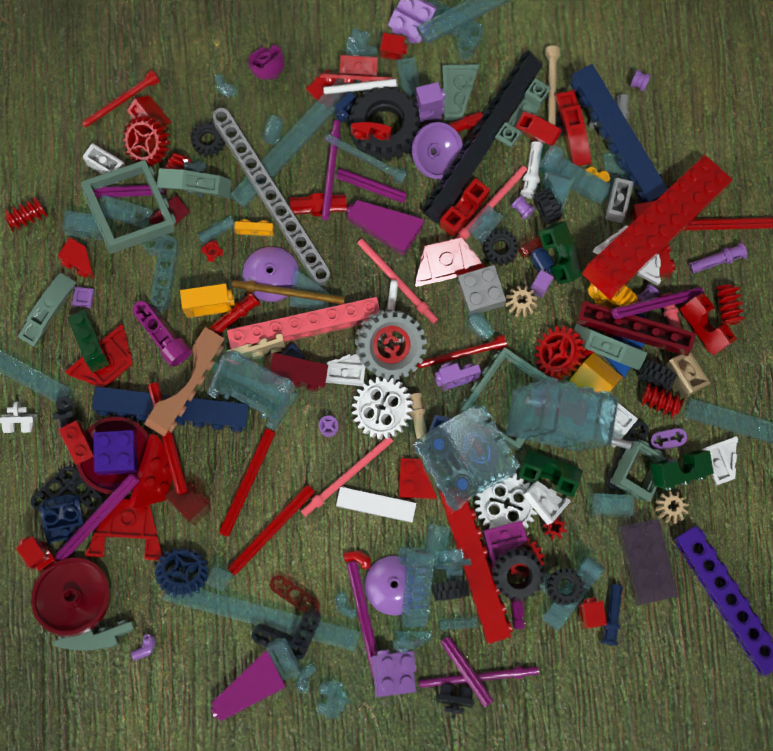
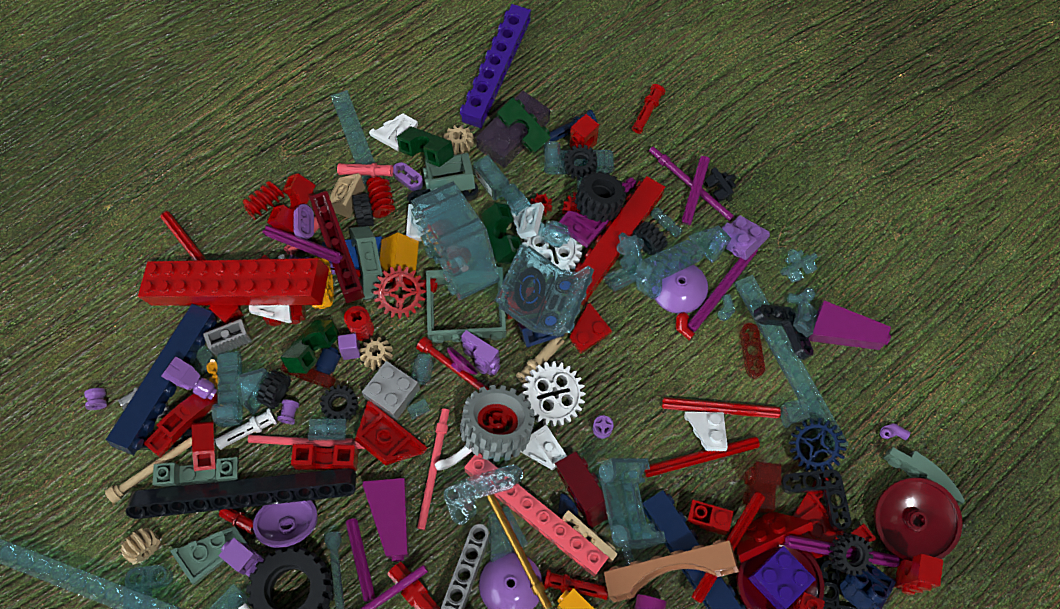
camera: 130 degrees left, 10 degrees down
(80, 513) = (861, 558): none -> black tyre
(146, 551) = (828, 490): none -> black beam
(199, 446) = (710, 517): none -> red slope
(262, 504) = (709, 429): none -> white wing
(318, 501) = (667, 389): coral bar -> none
(355, 286) = (466, 493): none -> clear light blue beam
(364, 130) = (313, 591): red slope -> none
(376, 504) = (632, 344): white tile -> none
(451, 300) = (418, 409): none -> clear light blue tile
(463, 356) = (460, 363): none -> magenta dish
(496, 46) = (140, 546): none -> tan gear
(512, 510) = (555, 234): none -> clear light blue head
(554, 302) = (359, 322): none -> red piece
(573, 506) = (515, 198): none -> clear light blue piece
(584, 711) = (651, 102): none -> red pin
(600, 148) = (188, 378): none -> medium lavender piece
(652, 561) = (513, 113): none -> dark green arch
(680, 318) = (304, 224): none -> medium lavender plate
(686, 417) = (371, 169): none -> coral pin
(726, 256) = (221, 229): medium lavender pin -> none

